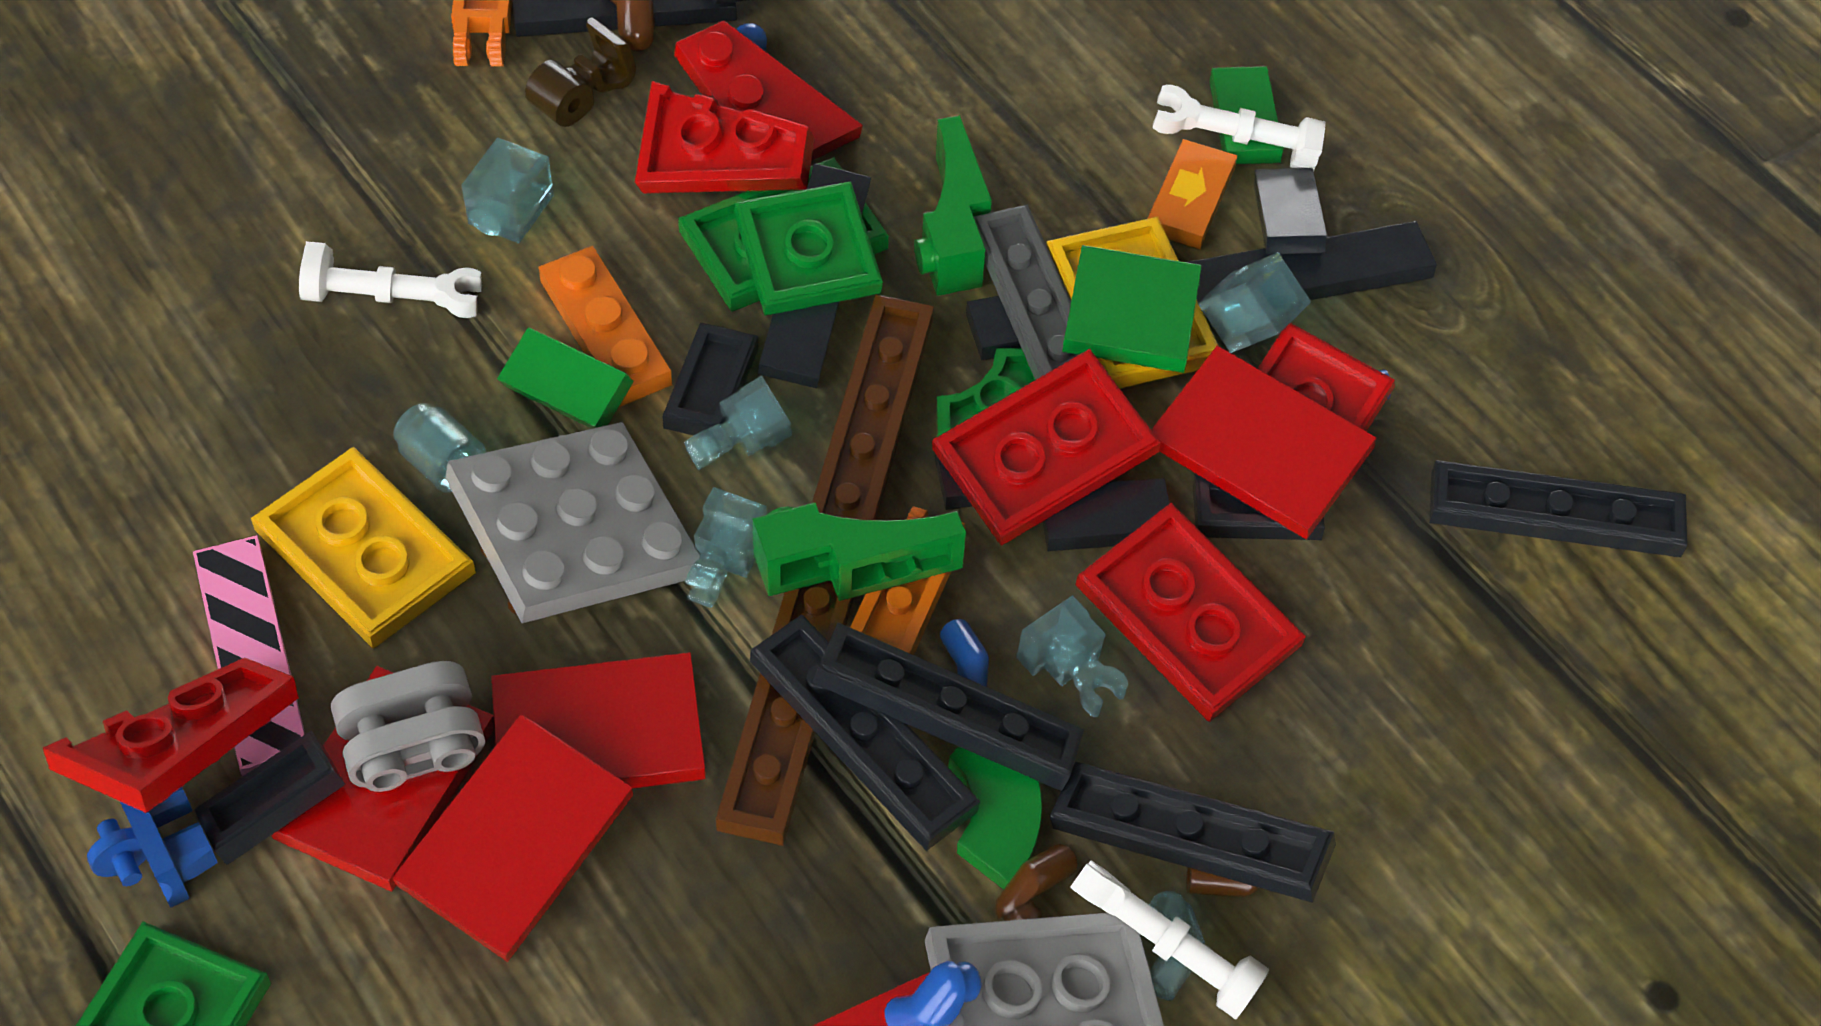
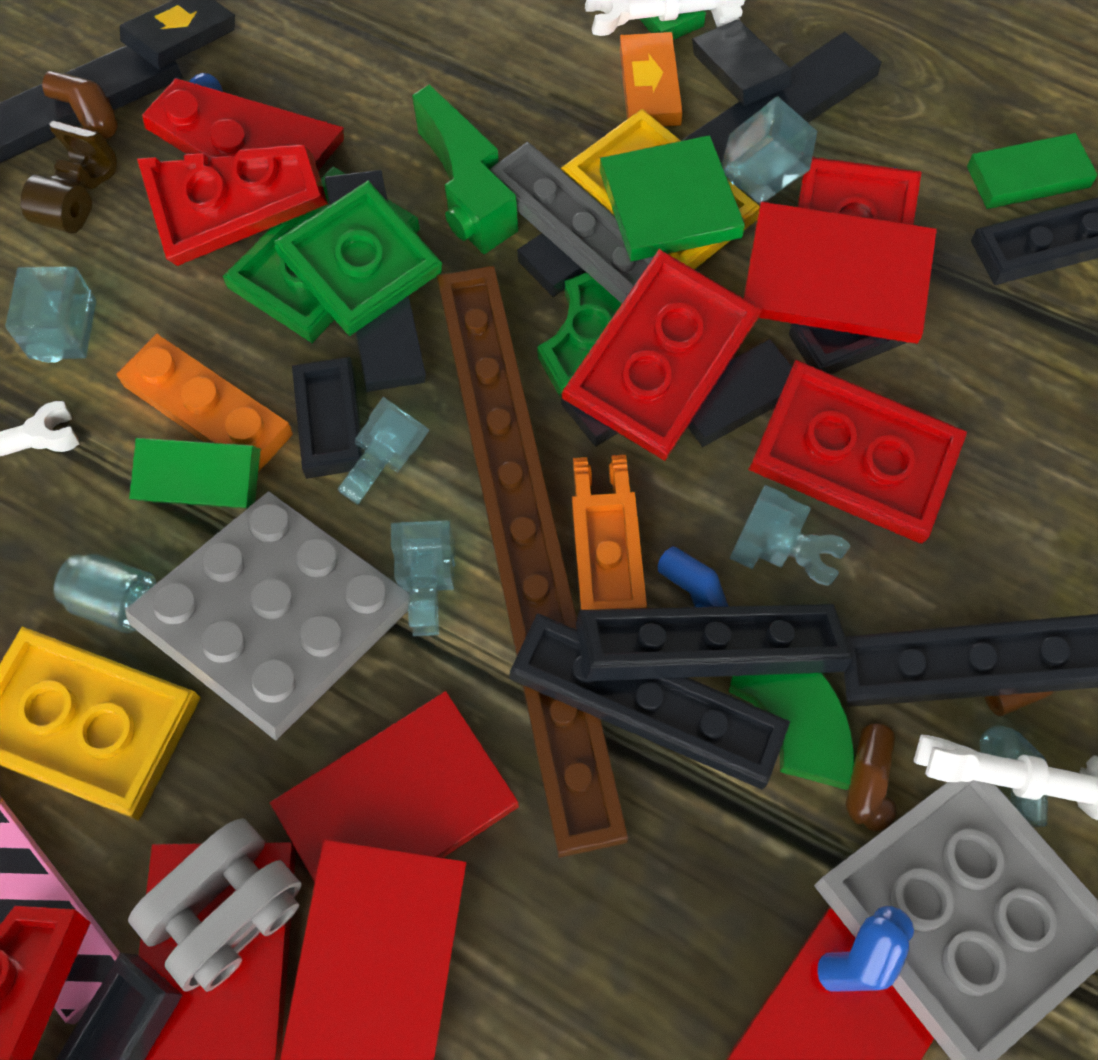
camera: 20 degrees left, 10 degrees up
(858, 556) = (508, 544): green slope -> none
(1532, 429) = (1031, 170): none -> green tile

